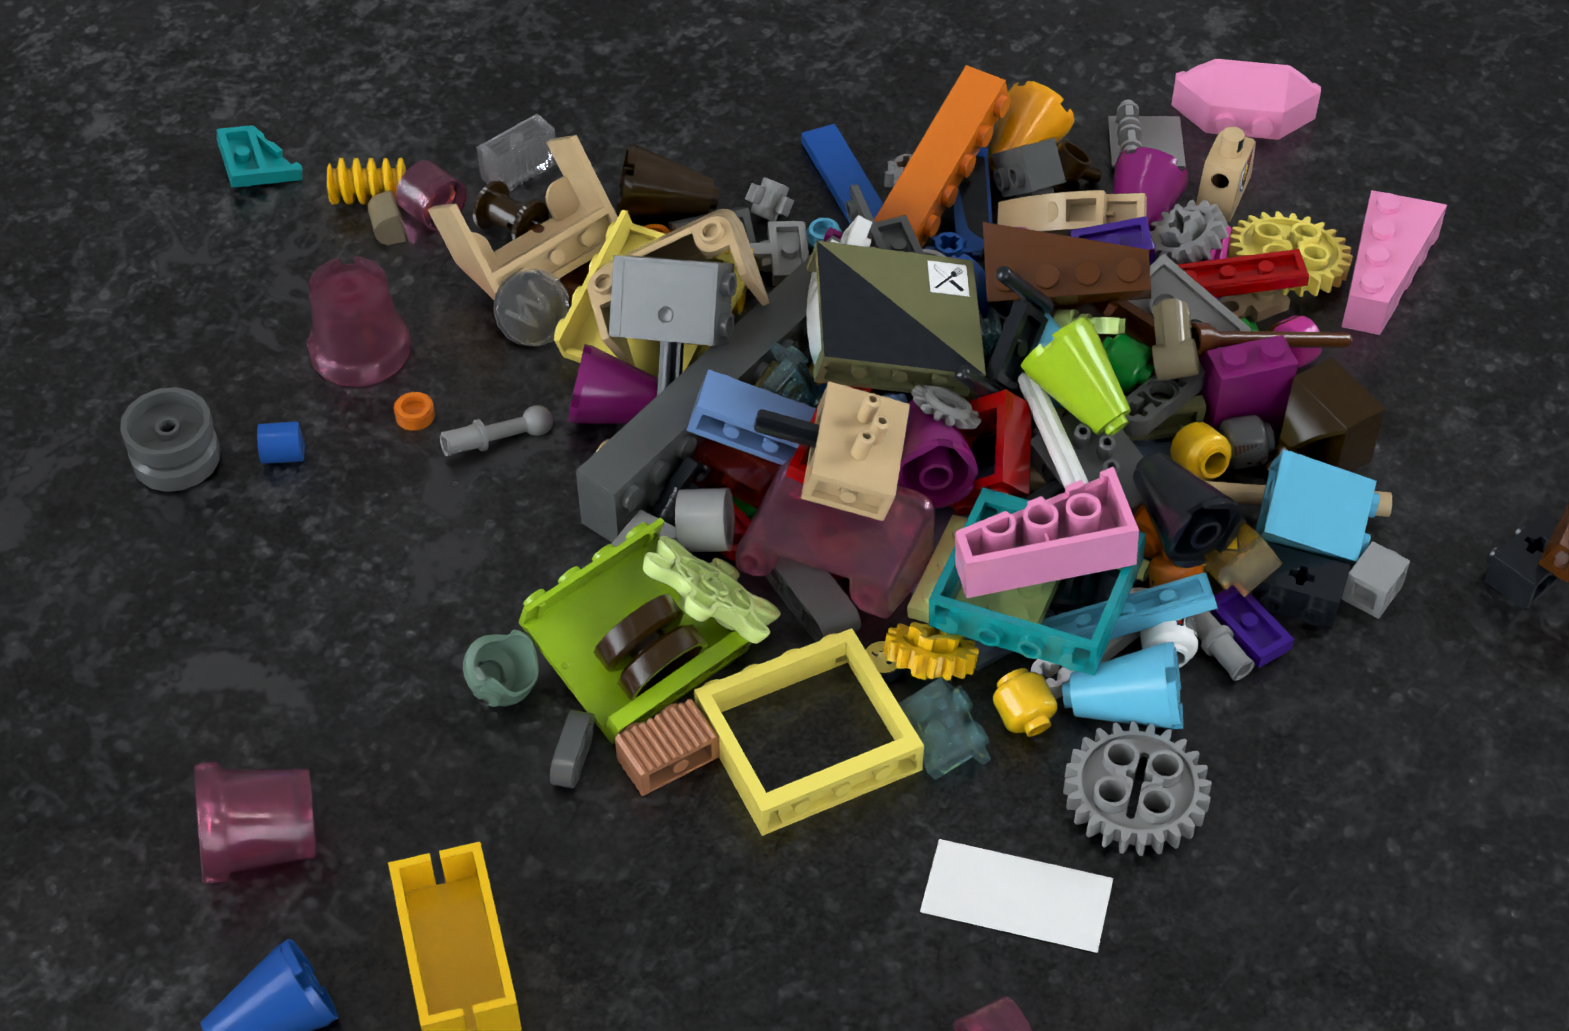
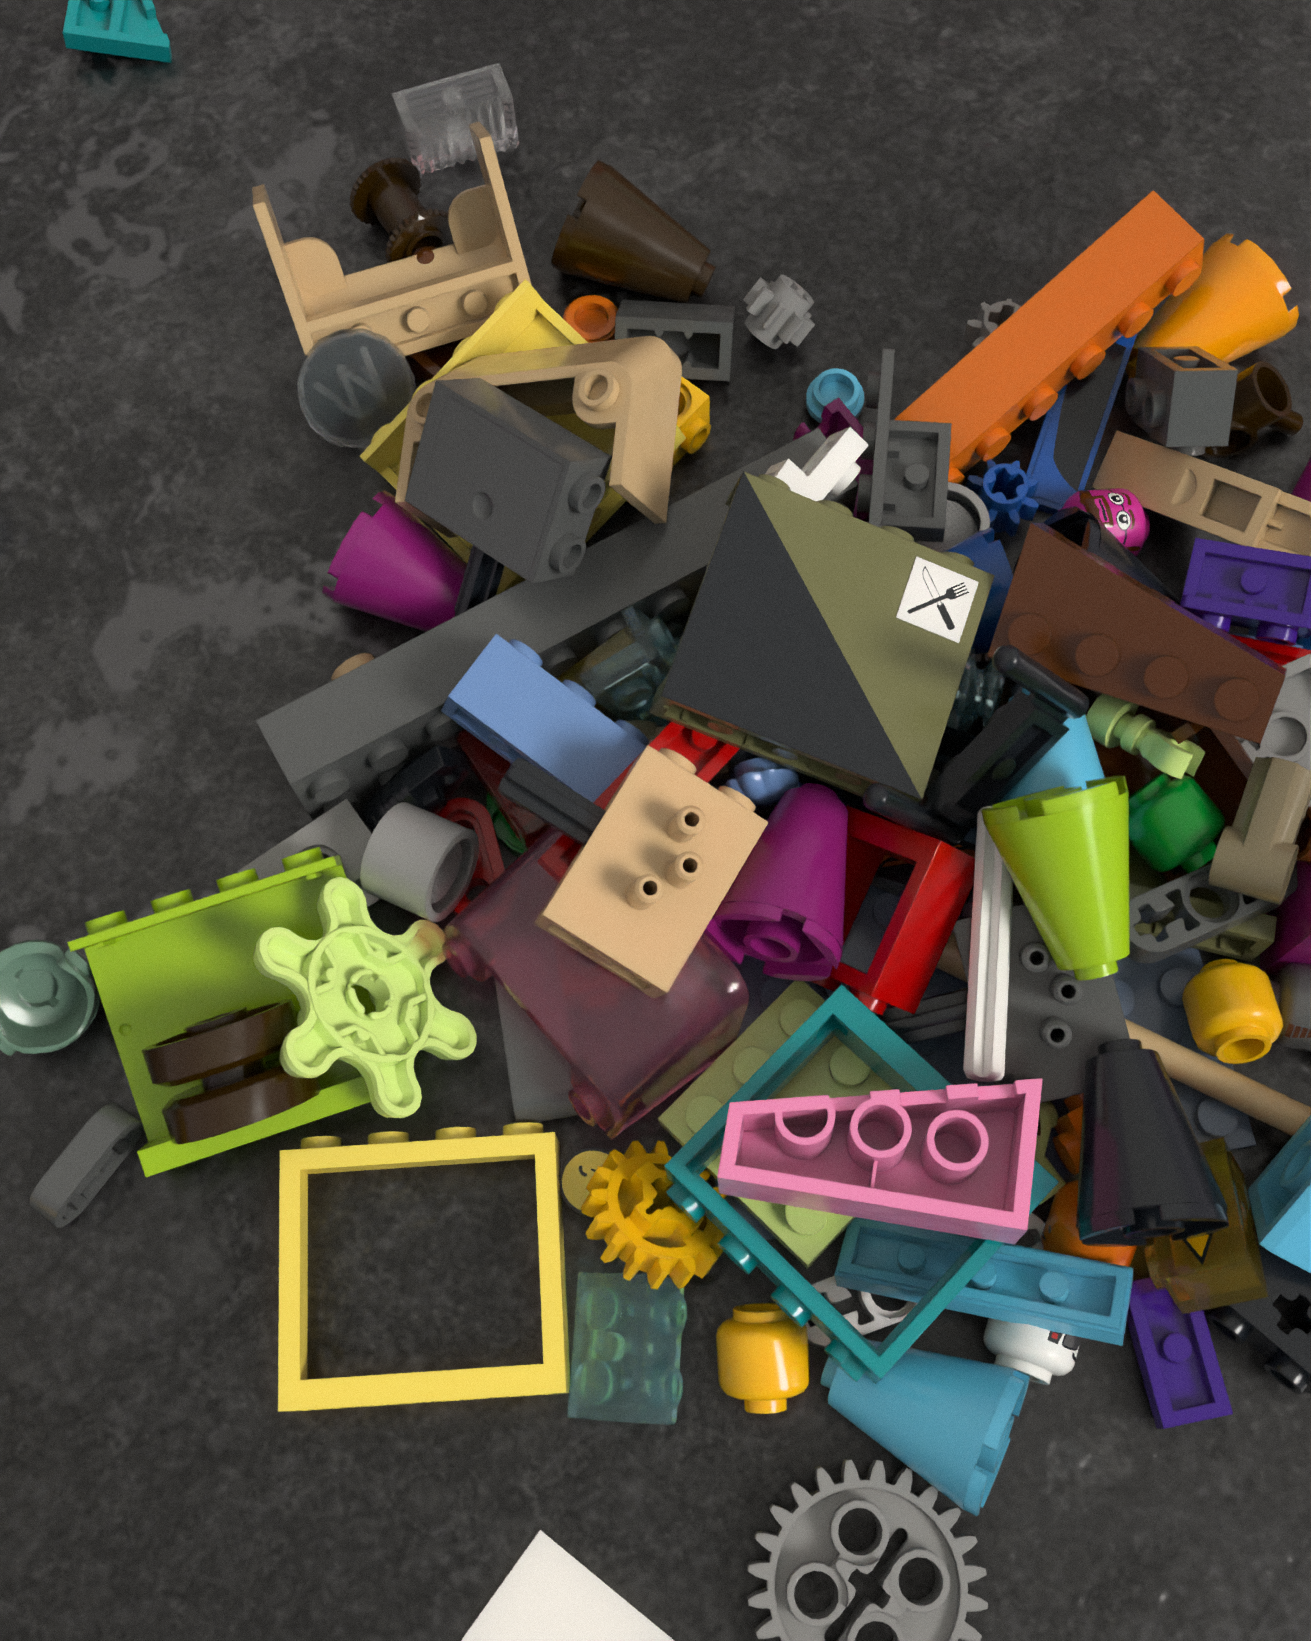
camera: 25 degrees right, 20 degrees up
(354, 324) = (102, 336): clear pink piece -> none
(361, 181) = (235, 97): yellow piece -> none
(386, 219) = (240, 166): dark tan brick -> none
(414, 411) = (141, 497): orange tile -> none
(428, 186) = (309, 149): clear pink piece -> none
(535, 421) = (295, 572): light grey pin -> none
(666, 746) = (209, 1217): nougat brick -> none
(783, 250) = (759, 410): light grey hinge -> none
(839, 167) = (911, 300): blue tile -> none
(946, 406) = (856, 855): light grey gear -> none
(1219, 642) = (1117, 1385): light grey pin -> none

